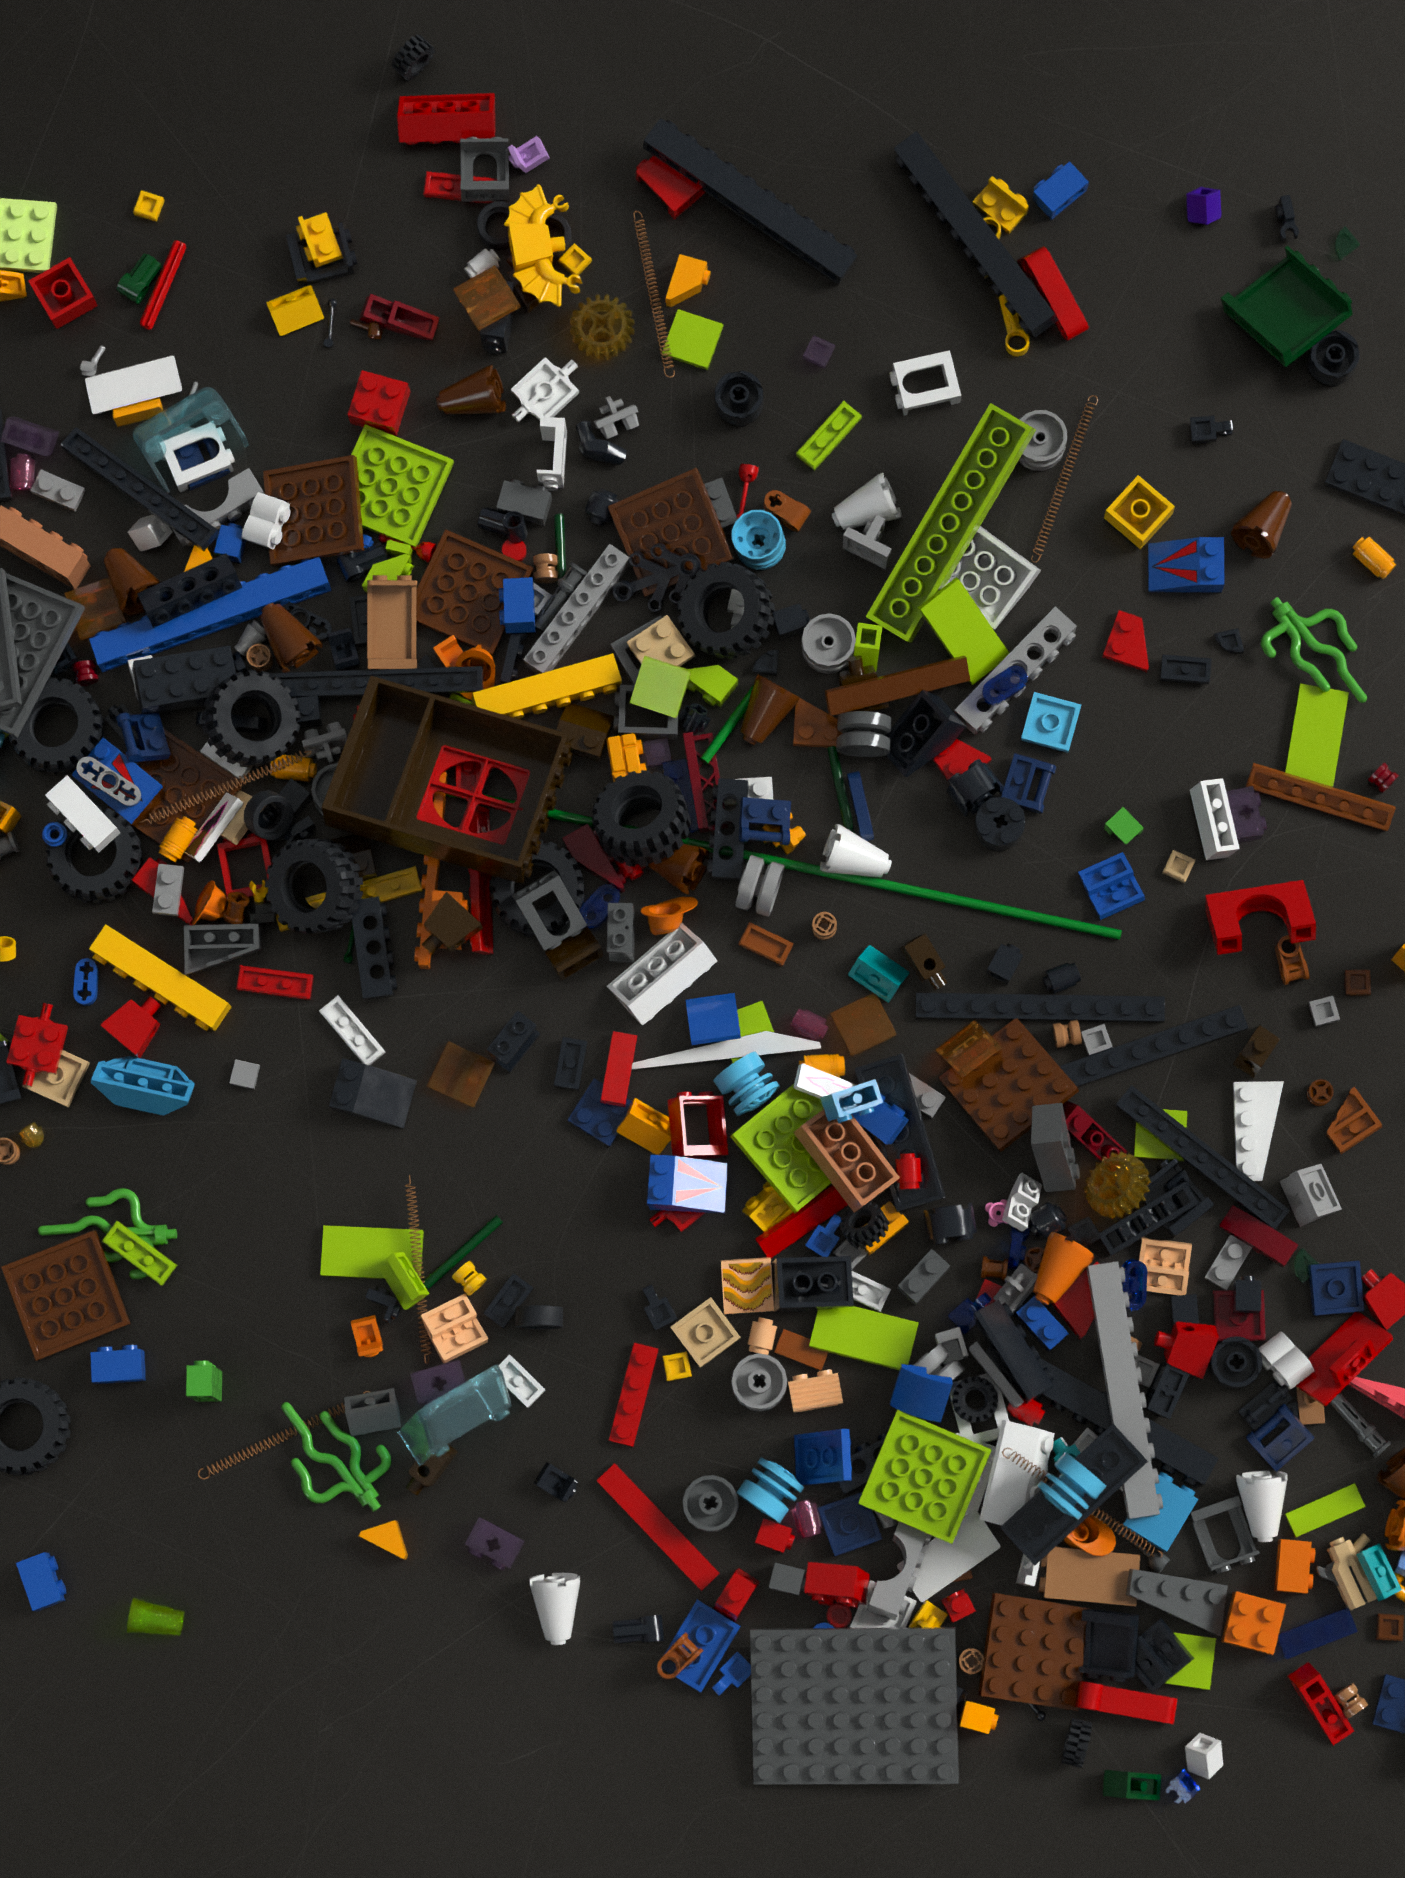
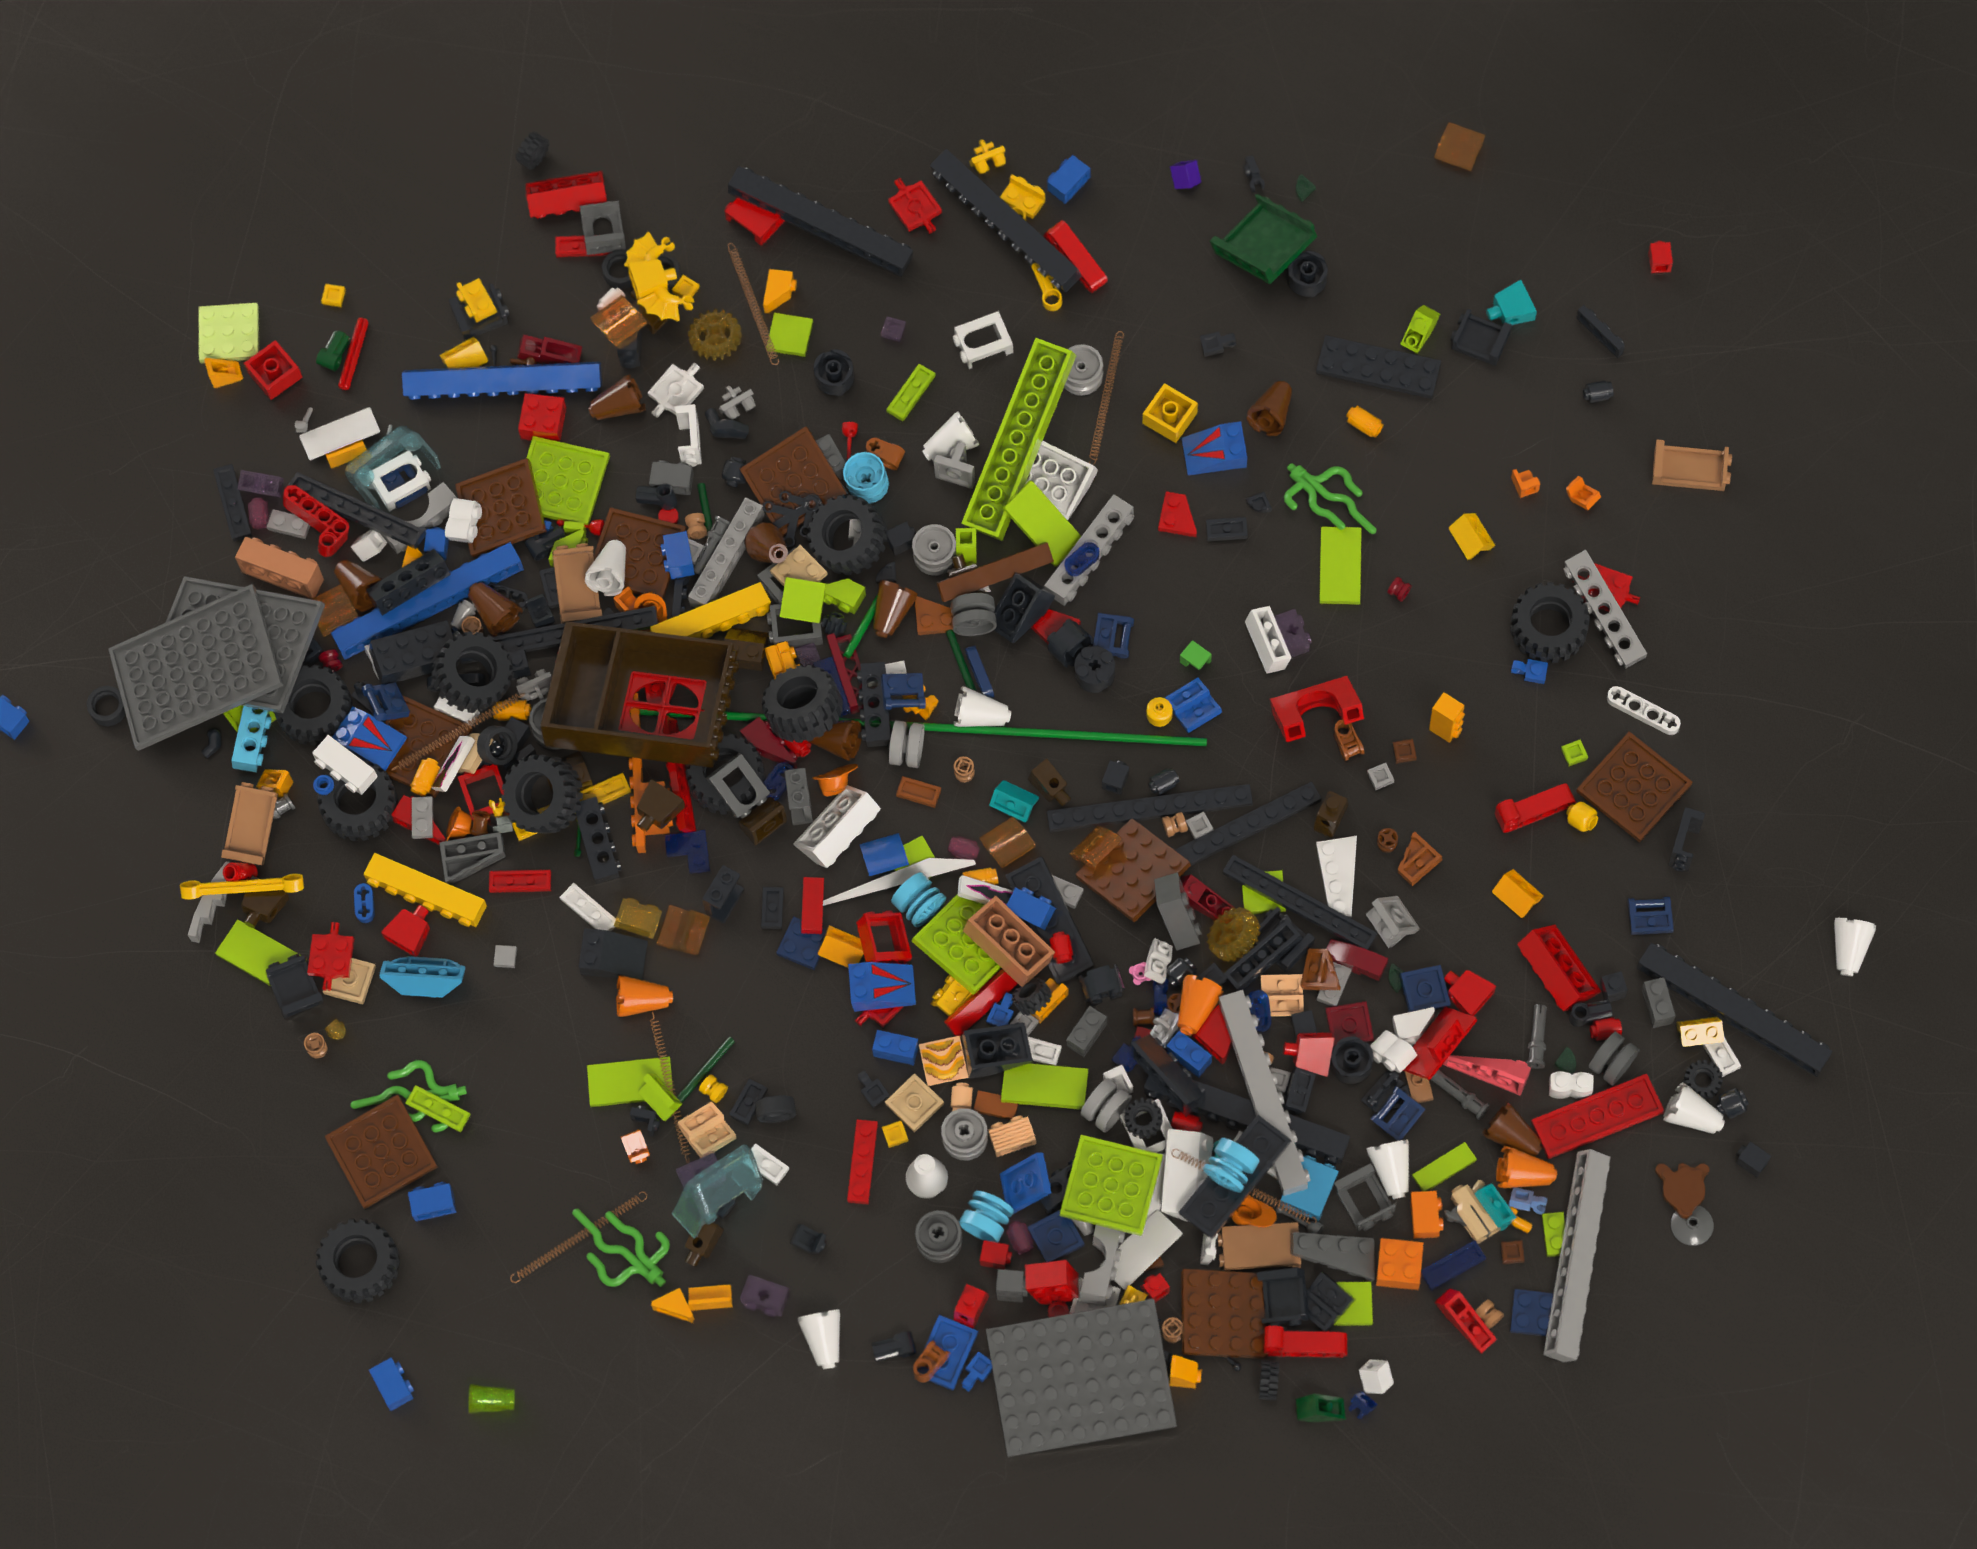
camera: 10 degrees left, 10 degrees down
(86, 489) = (296, 500): none -> red beam
(107, 771) = (347, 737): light grey beam -> none
(204, 1382) = (506, 1200): bright green brick -> none
(337, 346) = (502, 379): none -> blue brick
(372, 1412) = (648, 1206): dark grey brick -> none
(398, 1151) = (640, 996): none -> orange cone
(408, 1052) = (638, 917): none -> clear yellow brick
(430, 1533) = (710, 1297): none -> light orange panel
(432, 611) = (608, 570): none -> white cone
(487, 970) = (691, 844): none -> clear blue plate
(528, 155) = (636, 212): lavender bracket -> none
(627, 607) = (766, 543): none -> reddish brown cone
(658, 1527) = (898, 1263): red tile -> none
(692, 1261) = (895, 1047): none -> blue brick
(707, 1425) = (926, 1176): none -> white cone
(851, 1100) = (1002, 894): dark azure brick -> none
(868, 196) = (915, 205): none -> red plate
(921, 1393) = (1097, 1116): blue slope -> none
(955, 152) = (996, 155): none -> yellow hips
(996, 1376) = (1157, 1096): light grey tile -> none
(1051, 722) = (1124, 585): medium azure plate -> none
(1076, 885) = (1159, 711): none -> yellow head
(1178, 866) = (1245, 682): tan tile -> none
(1213, 1245) = (1319, 971): none -> dark orange wing
(1246, 1295) = (1353, 1005): black brick -> none
(1313, 1330) = (1413, 1024): none -> white slope
(1321, 797) = (1351, 611): dark orange tile -> none

